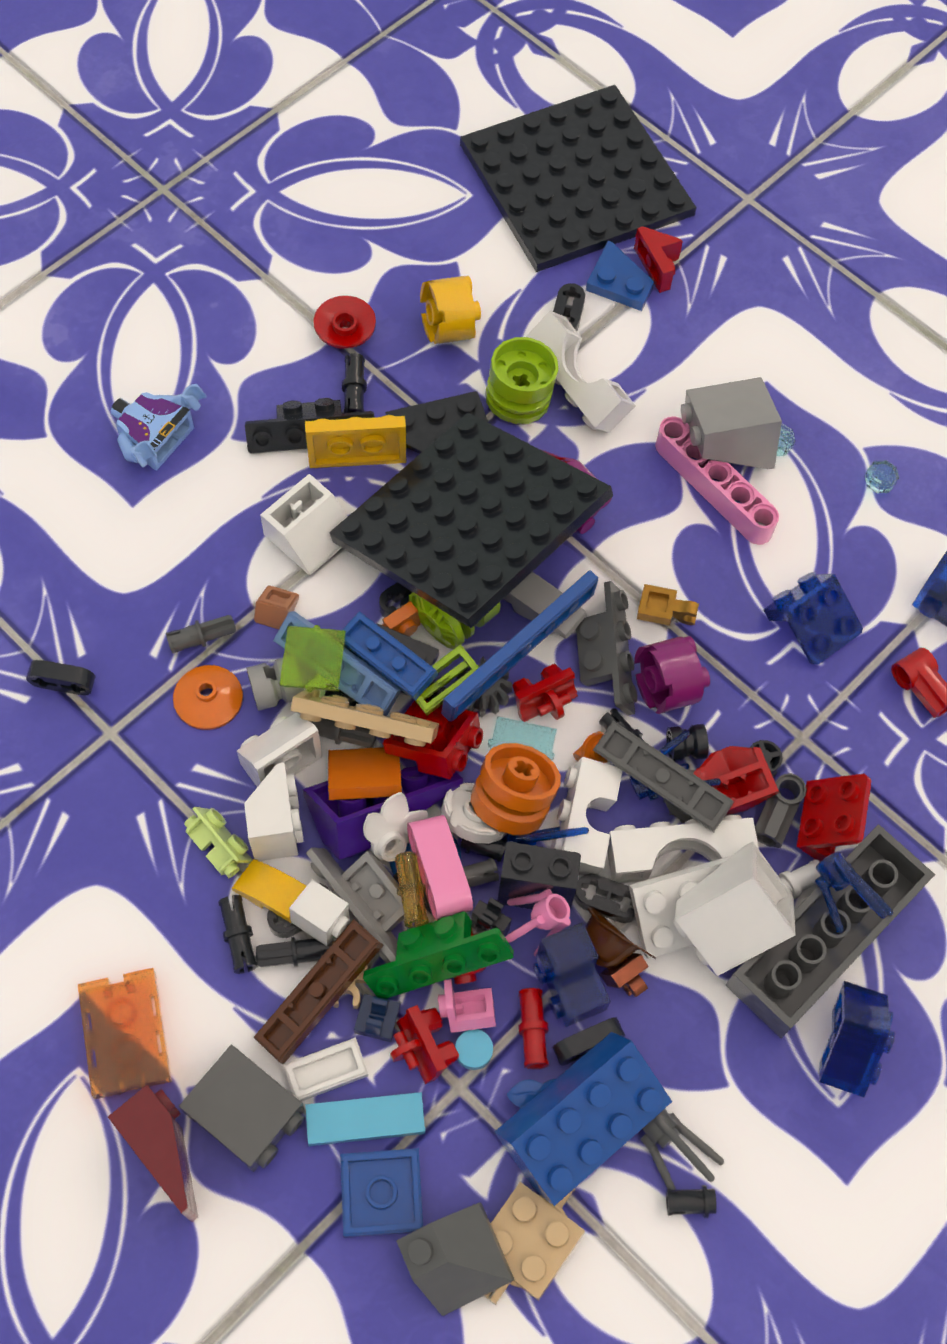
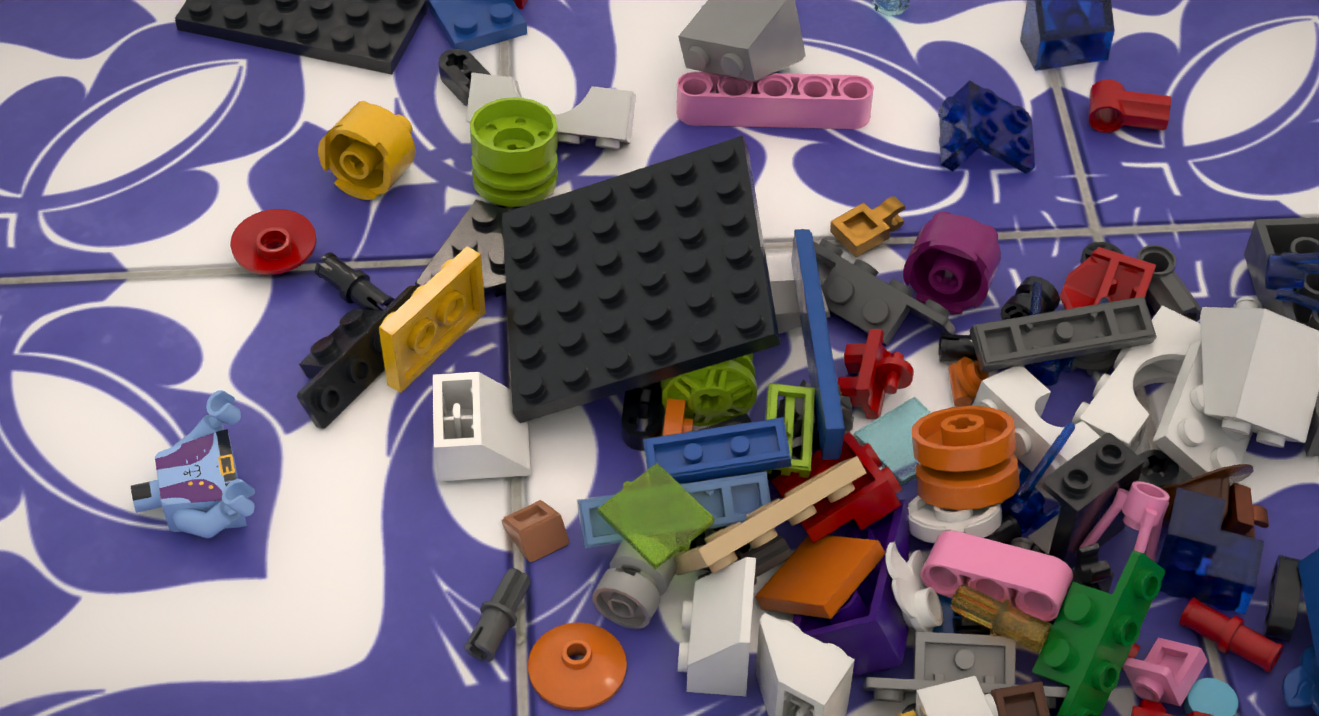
camera: 45 degrees left, 15 degrees down
(833, 814) = (1217, 242): red bracket -> none

